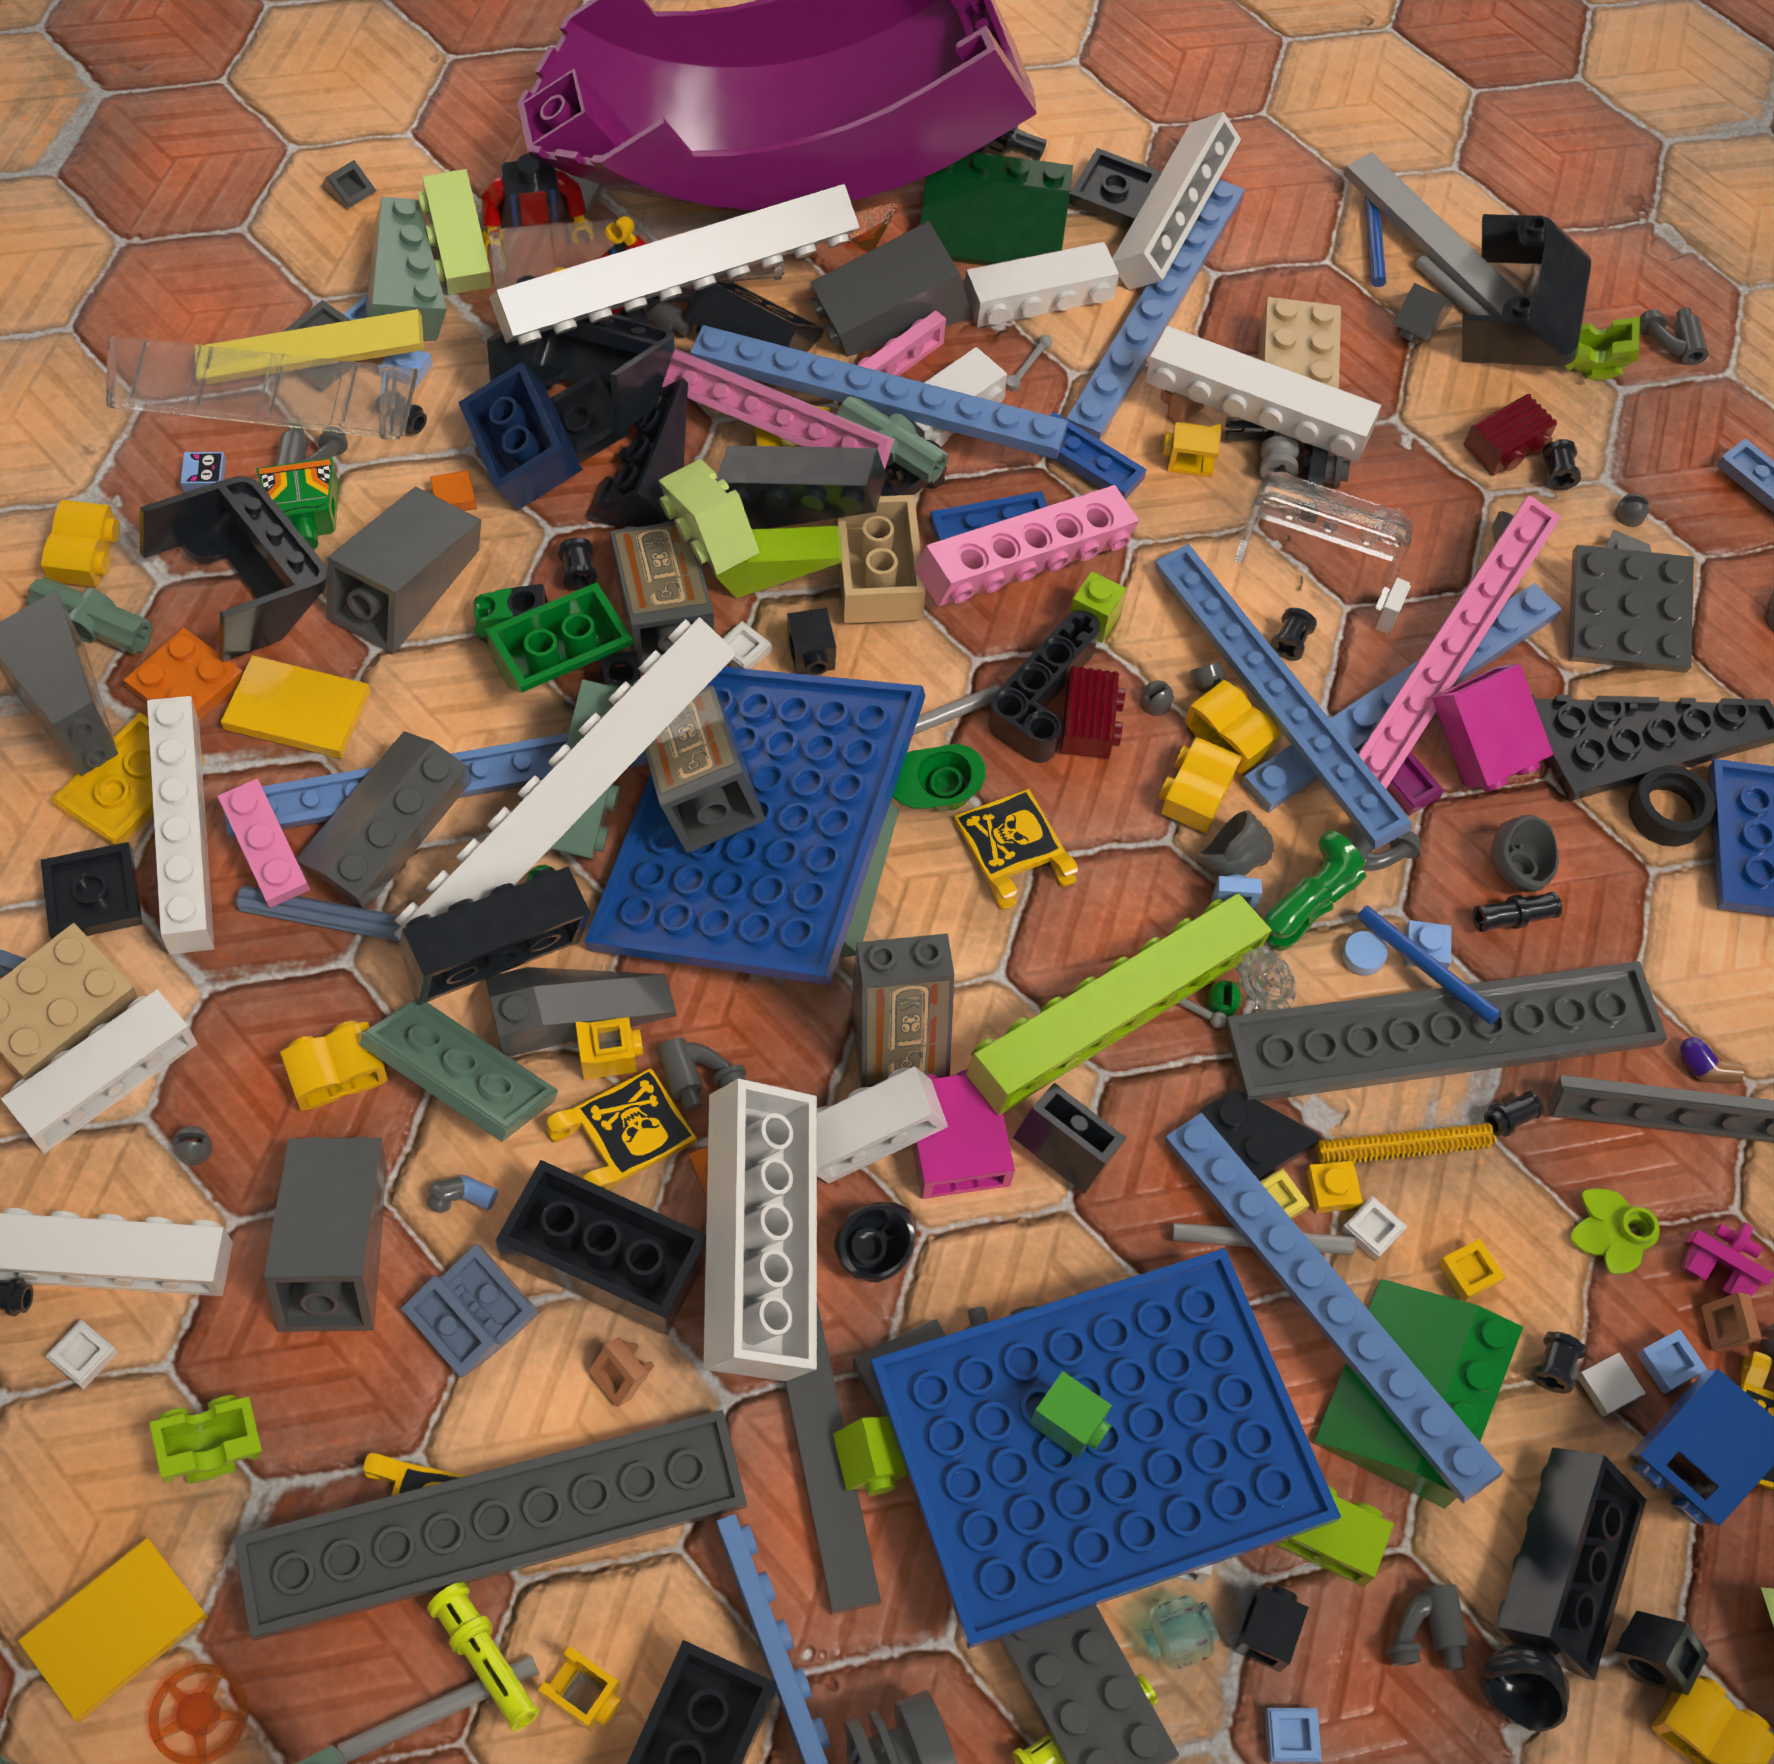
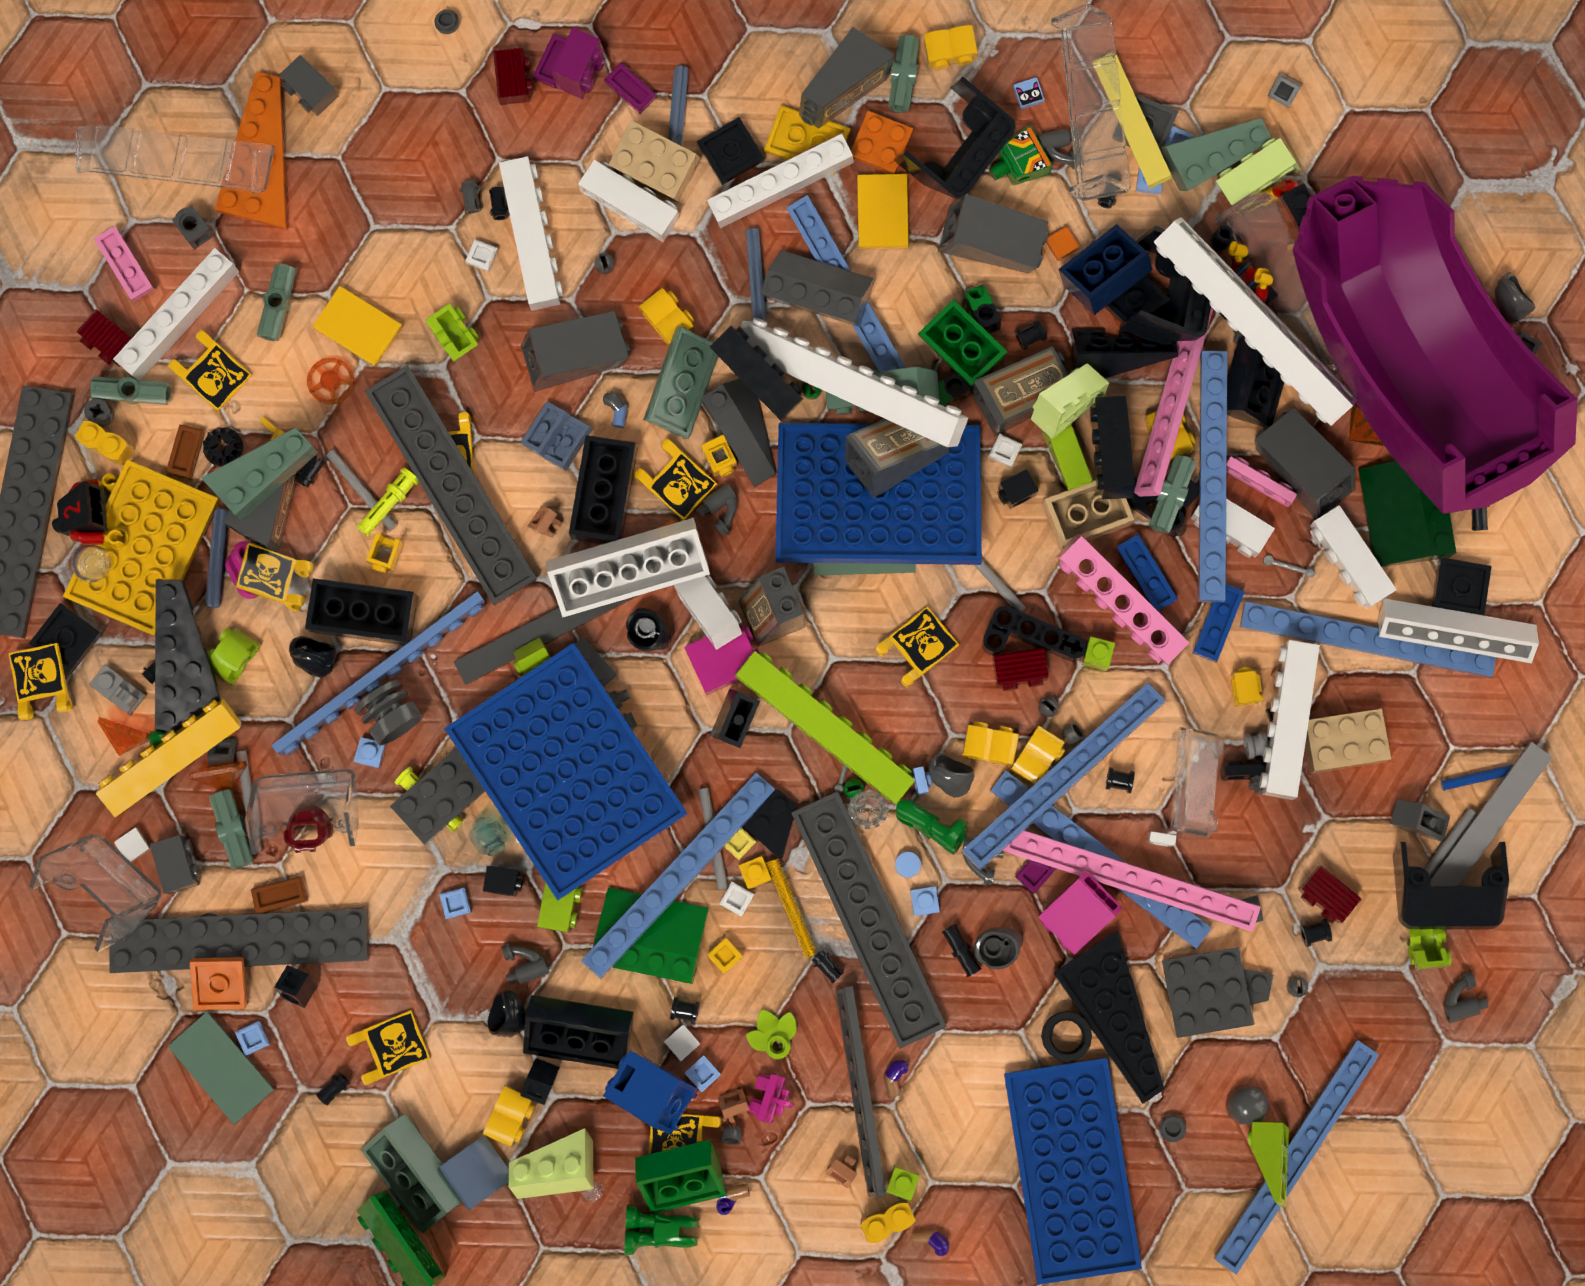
camera: 85 degrees right, 20 degrees up
(263, 843) = (782, 229): bright pink plate -> none
(940, 777) = (939, 588): green piece -> none
(1072, 1416) = (567, 750): bright green brick -> none
(1429, 965) = (904, 900): blue bar -> none

